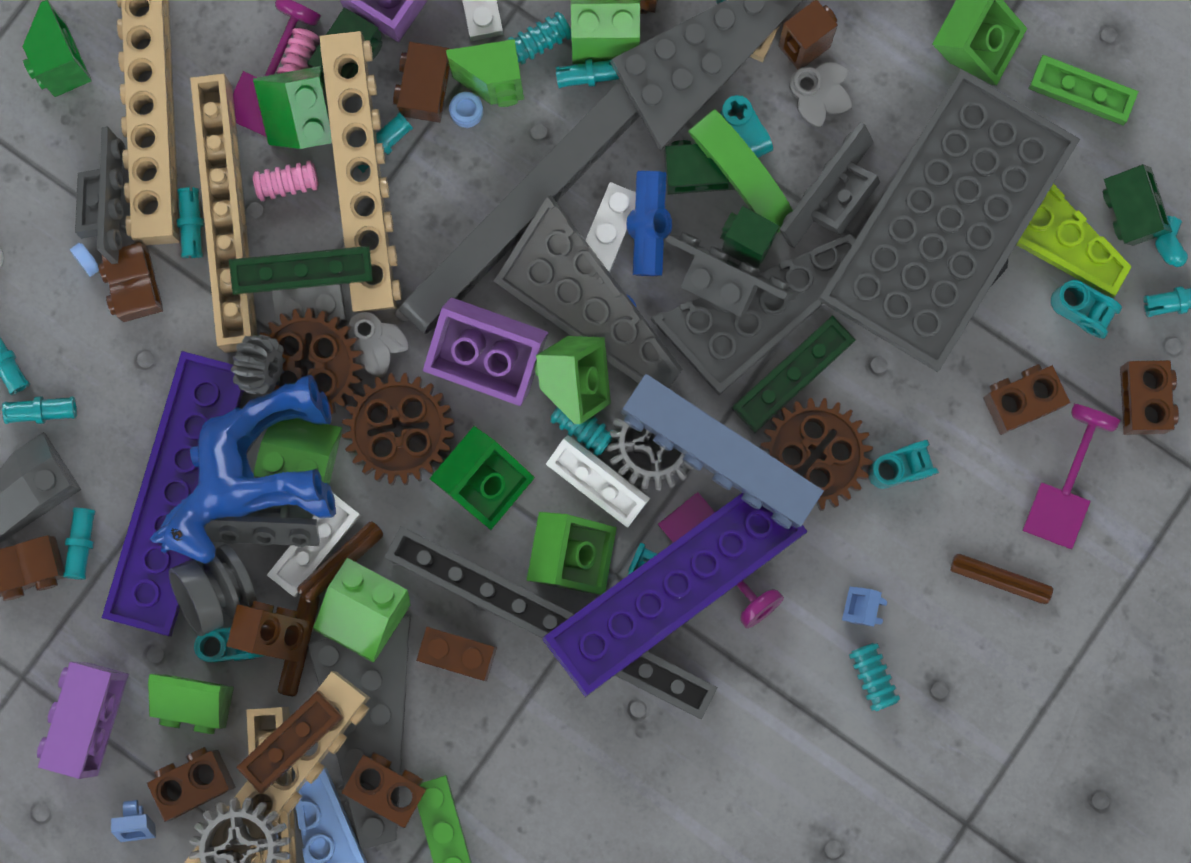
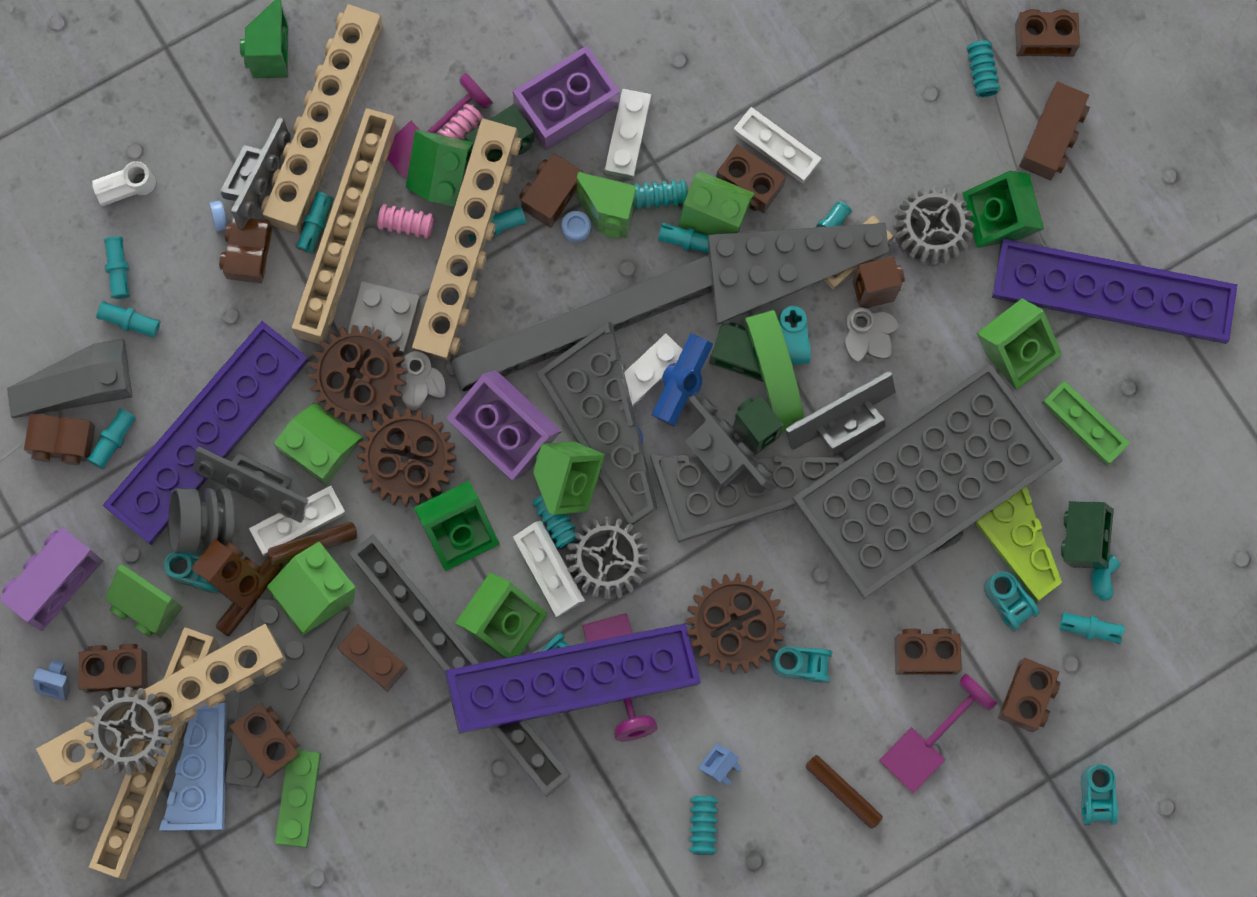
camera: 15 degrees right, 5 degrees down
(226, 479) = (252, 434): blue animal -> none
(258, 364) = (317, 356): dark grey gear -> none
(289, 742) = (206, 665): reddish brown tile -> none
(300, 270) = (385, 296): dark green tile -> none
(722, 452) = (657, 586): sand blue brick -> none
(793, 374) = (746, 551): dark green tile -> none

